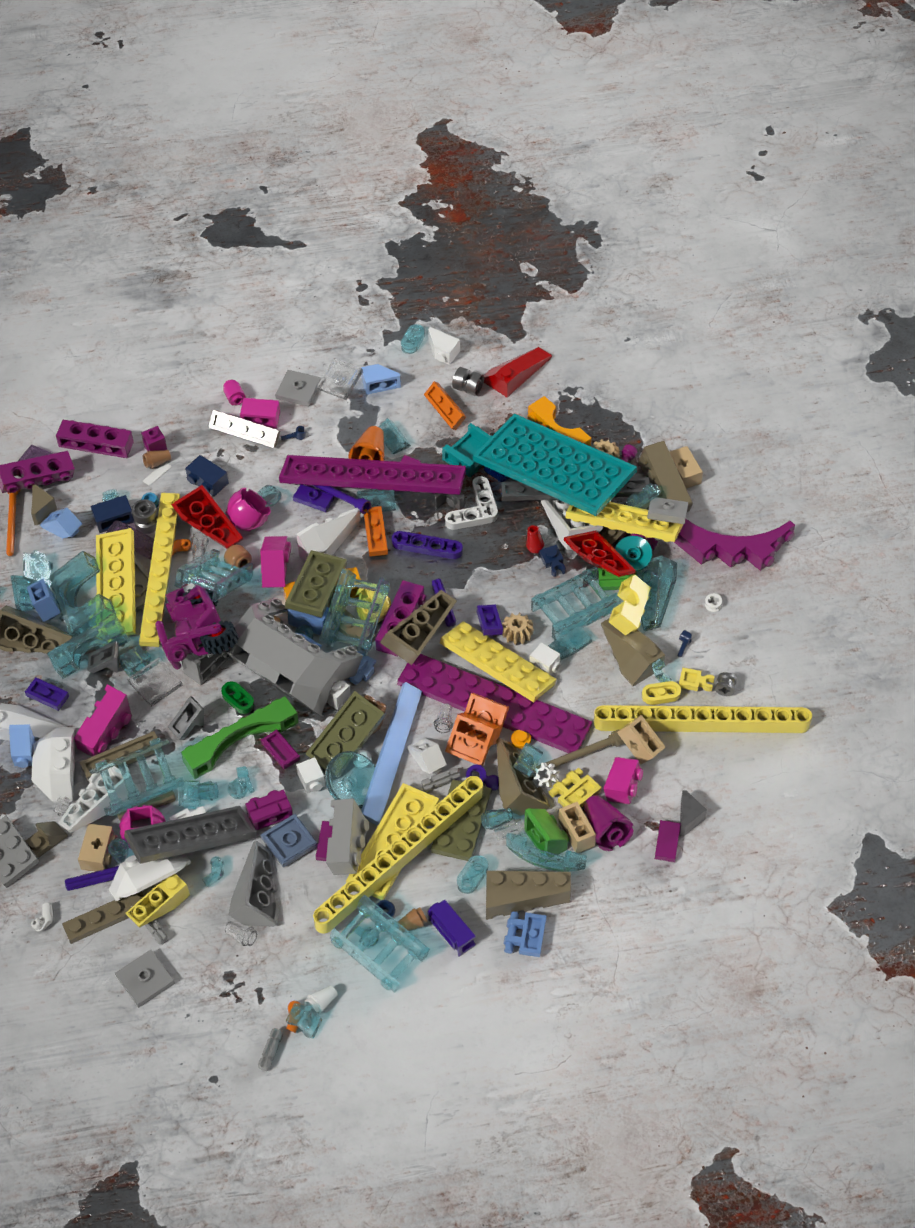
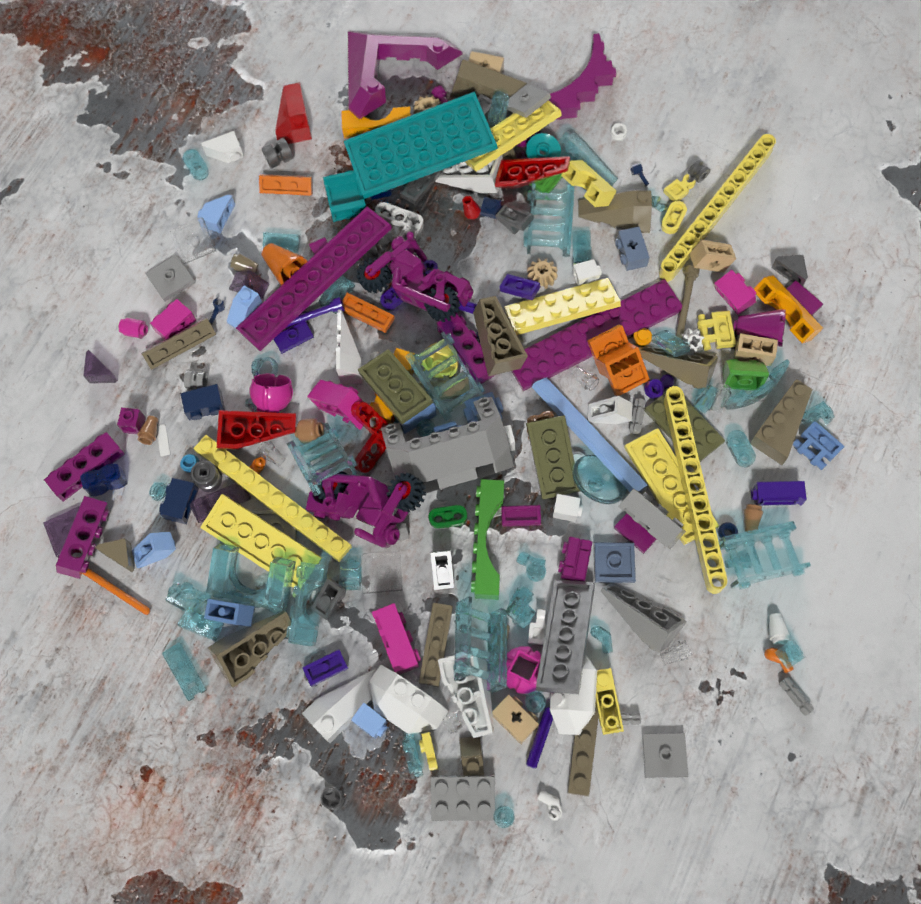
camera: 50 degrees left, 15 degrees up
(4, 886) = (509, 816): none -> clear light blue plate
(17, 796) = (410, 747): none -> clear light blue plate
(30, 803) = (427, 746): none -> light yellow plate
(92, 456) = (100, 481): none -> clear blue brick
(179, 393) = (96, 371): none -> clear purple slope
(222, 458) = (195, 379): none -> light grey wheel
(268, 576) = (376, 437): none -> red beam
(311, 446) = (243, 305): none -> light blue slope
(335, 441) = (250, 280): none -> clear purple slope
(349, 424) = (241, 263): none -> dark tan cone
(423, 539) = (431, 293): none -> magenta piece
(550, 574) = (514, 218): none -> flat silver slope
(557, 913) = (819, 411): none -> clear light blue bracket
(600, 679) = (632, 248): none -> sand blue brick
(621, 378) = (367, 49): none -> magenta wedge
(648, 810) = (800, 320): none -> light orange arch

